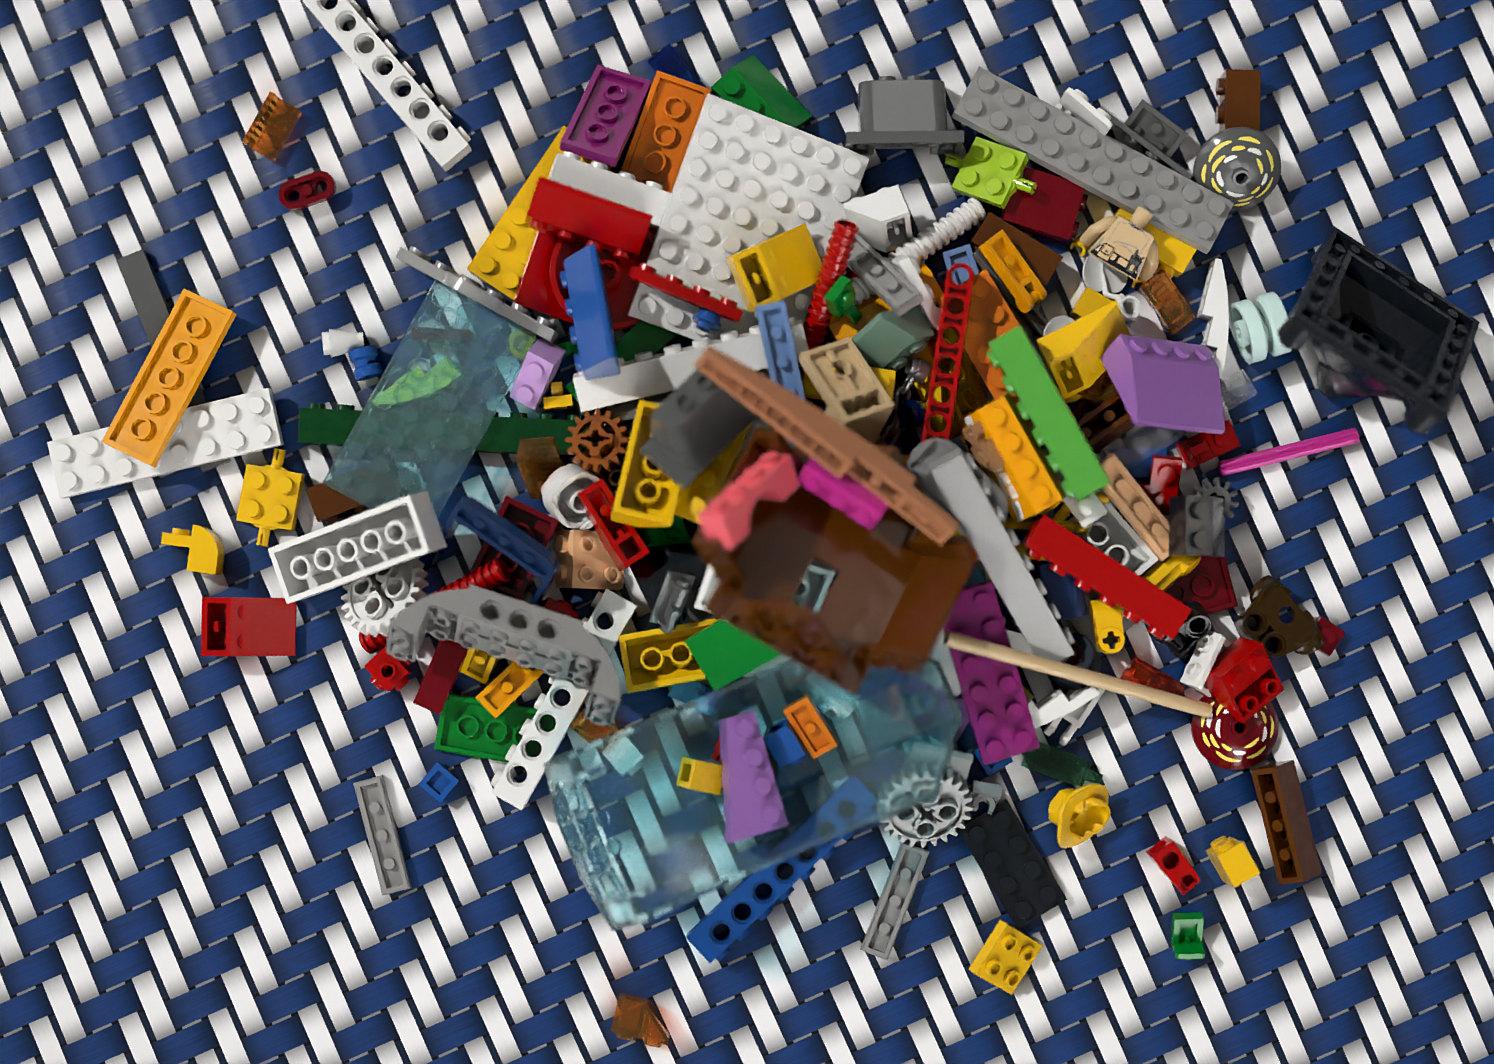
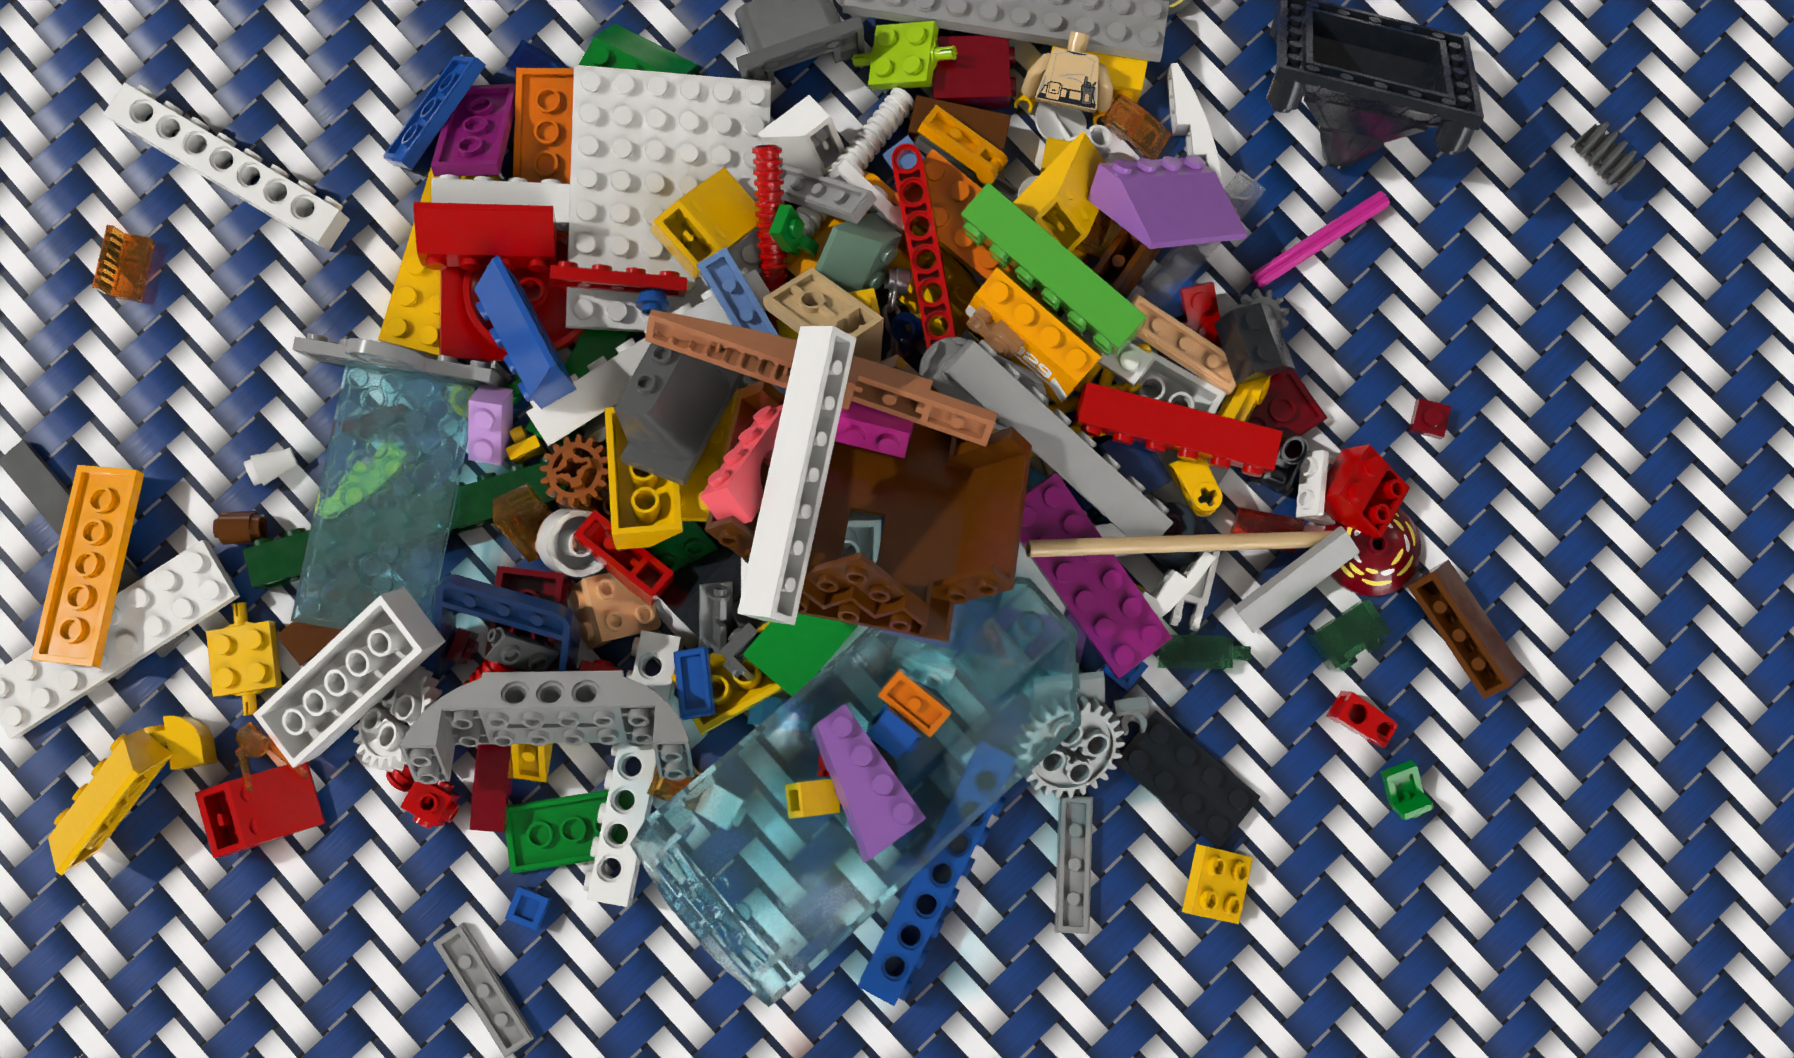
camera: 20 degrees left, 5 degrees down
(127, 577) = (106, 799): none -> yellow slope
(260, 572) = (255, 743): none -> clear orange plant
(301, 386) = (240, 527): none -> reddish brown brick
(307, 189) = (184, 316): dark red plate -> none
(365, 362) = (302, 478): blue wheel -> none
(455, 550) = (463, 646): none -> dark red plate
(505, 576) = (520, 652): none -> dark grey hinge
(507, 688) = (569, 776): light orange plate -> none
(575, 84) = (433, 111): none -> blue tile
(636, 648) = (694, 683): none -> blue tile
(677, 635) = (733, 651): none -> dark grey bracket
(781, 523) = (797, 475): none -> white brick
(1079, 813) = (1240, 697): yellow hat -> none
(1161, 733) = (1297, 579): none -> light grey tile
(1188, 793) = (1348, 635): none -> clear green brick
(1206, 446) = (1232, 262): red hinge -> none
(1232, 860) = (1424, 691): yellow brick -> none
(1257, 327) = (1244, 118): light aqua wheel -> none
(1266, 600) = (1356, 399): dark brown piece -> none

